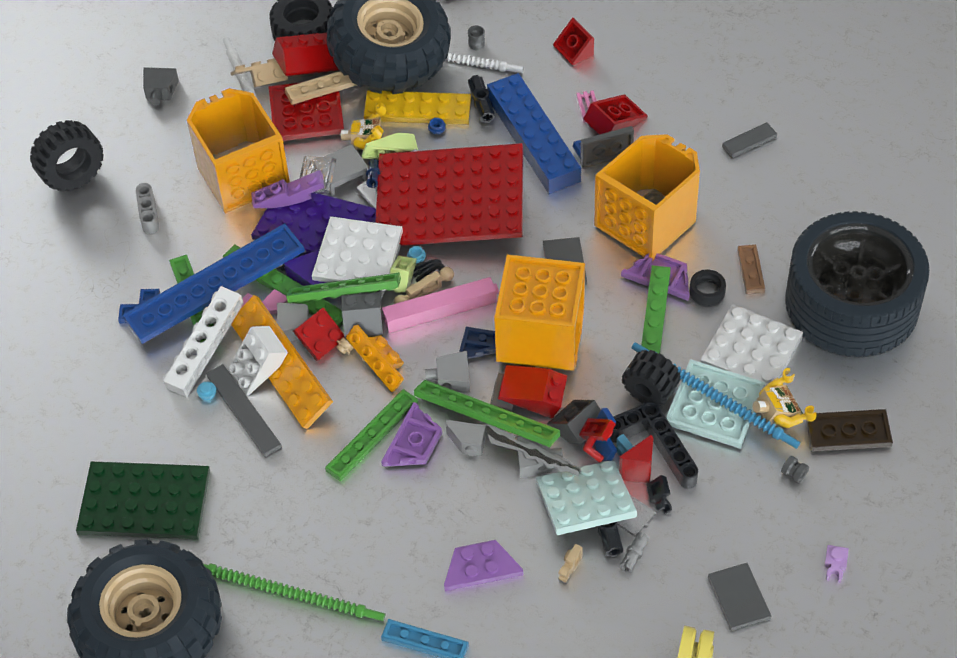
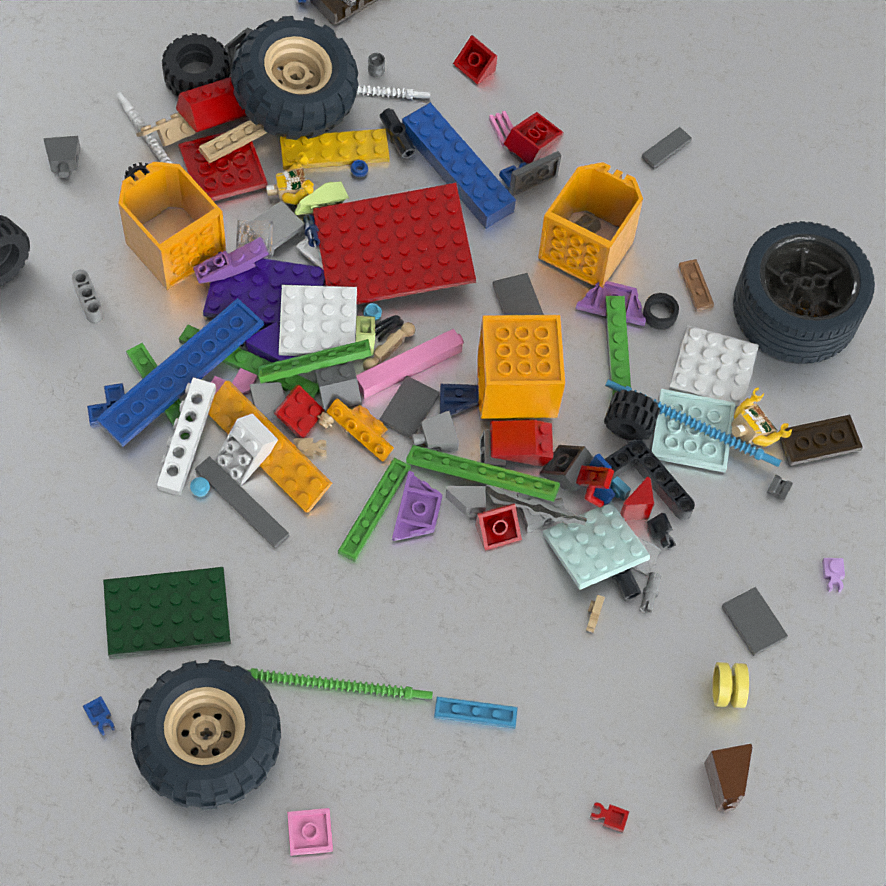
camera: 20 degrees left, 10 degrees up
(51, 584) = (98, 713): none -> blue plate
(321, 369) = (309, 448): none -> tan plate
(430, 342) = (409, 407): none -> dark grey tile
(480, 565) = (510, 627): medium lavender wing -> none
(491, 466) = (498, 527): none -> red slope

